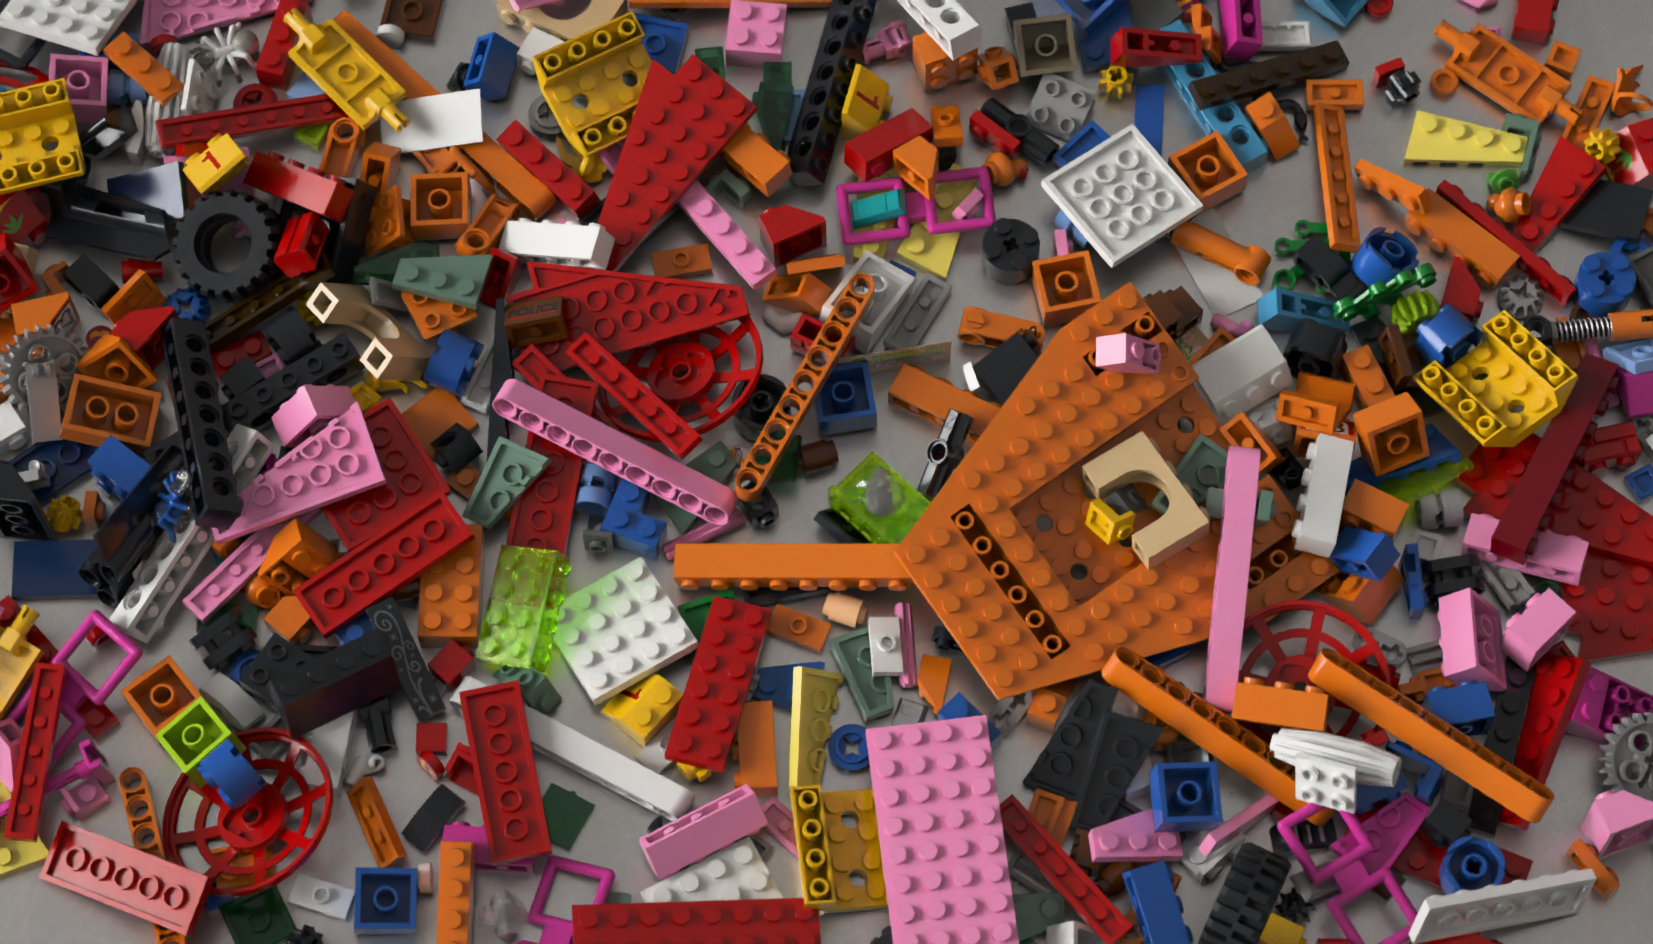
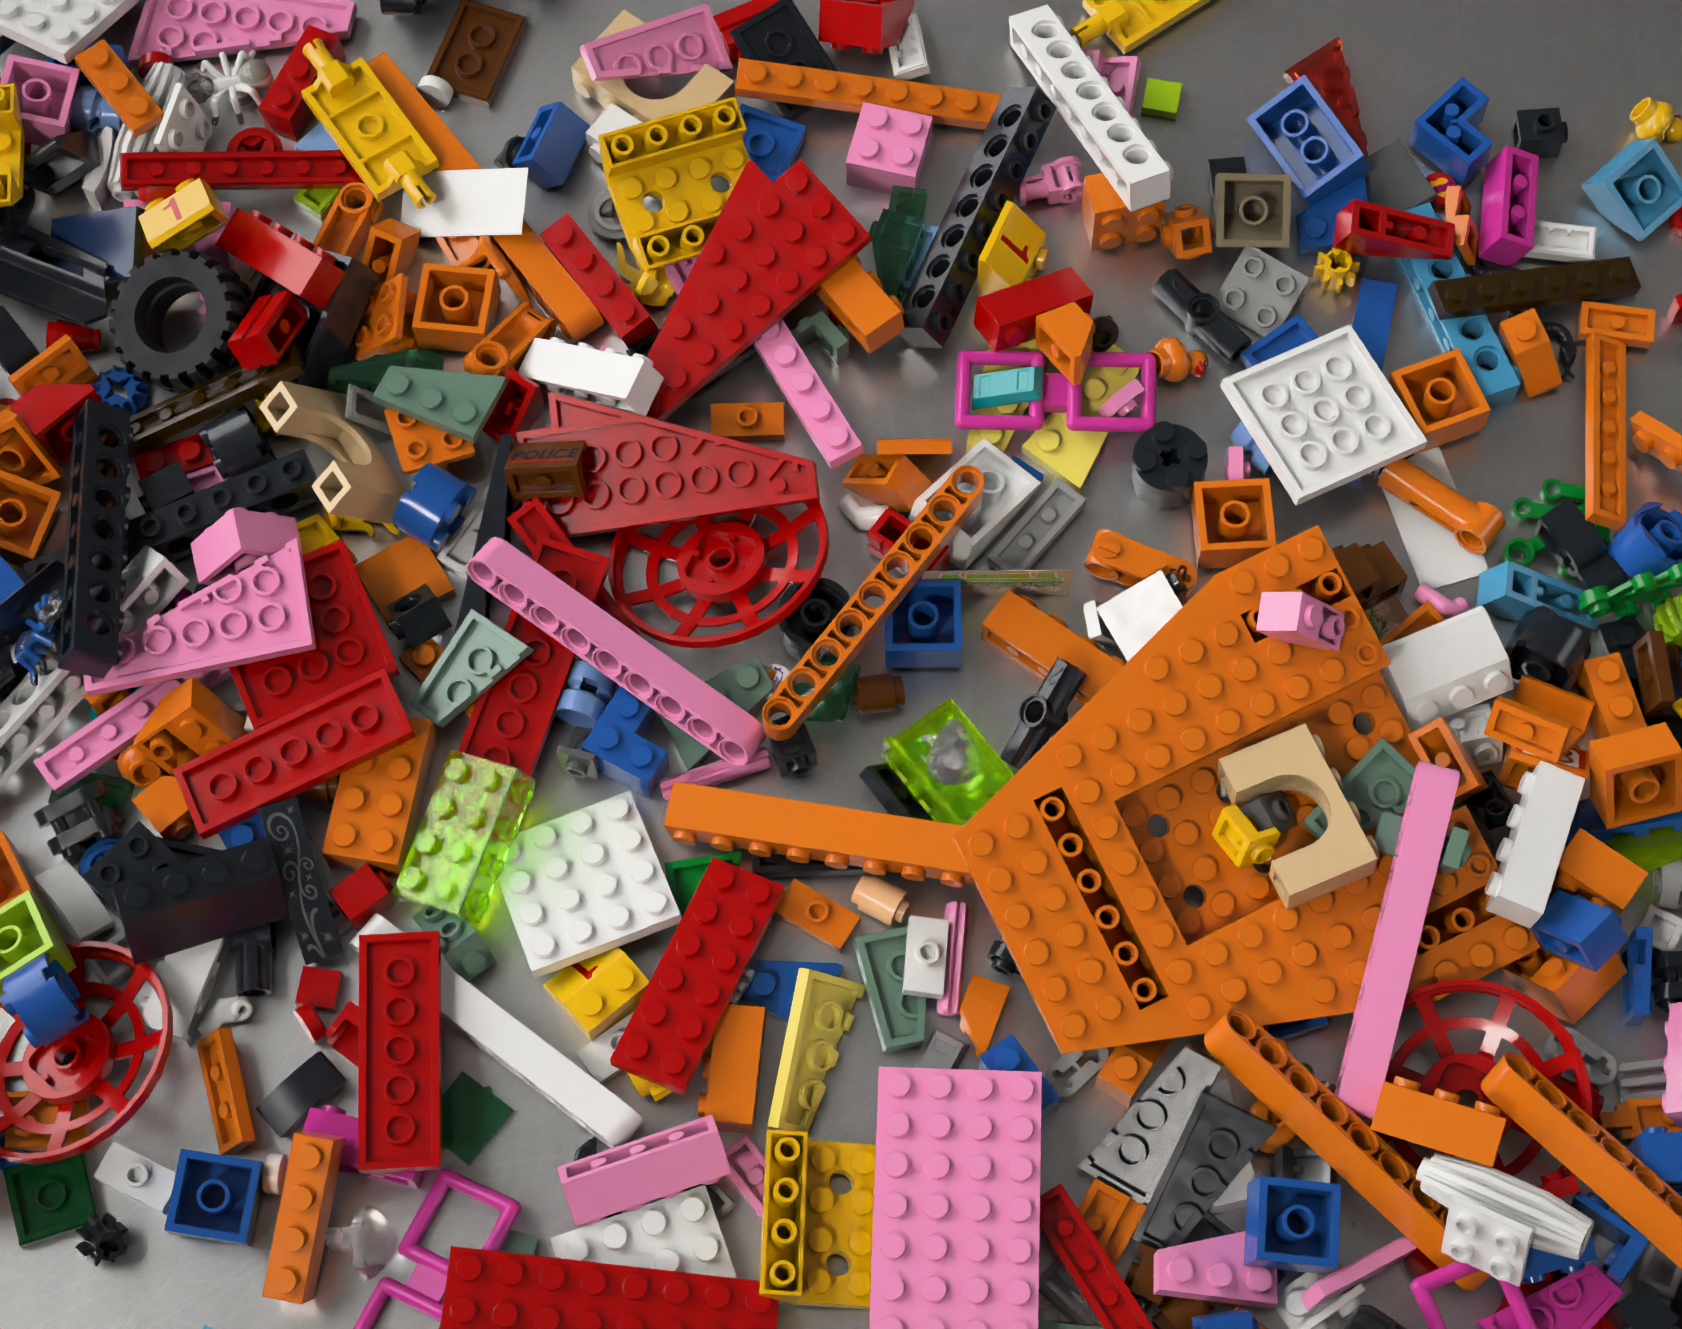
camera: 10 degrees right, 0 degrees up
(634, 396) = (653, 583): red plate -> none
(713, 58) = (830, 173): clear green plate -> none
(791, 233) = (891, 403): red slope -> none
(837, 748) = (841, 1082): blue gear -> none
(947, 126) = (1111, 296): orange plate -> none
(985, 129) = (1176, 322): red plate -> none
(1281, 848) = (1411, 1312): black slope -> none

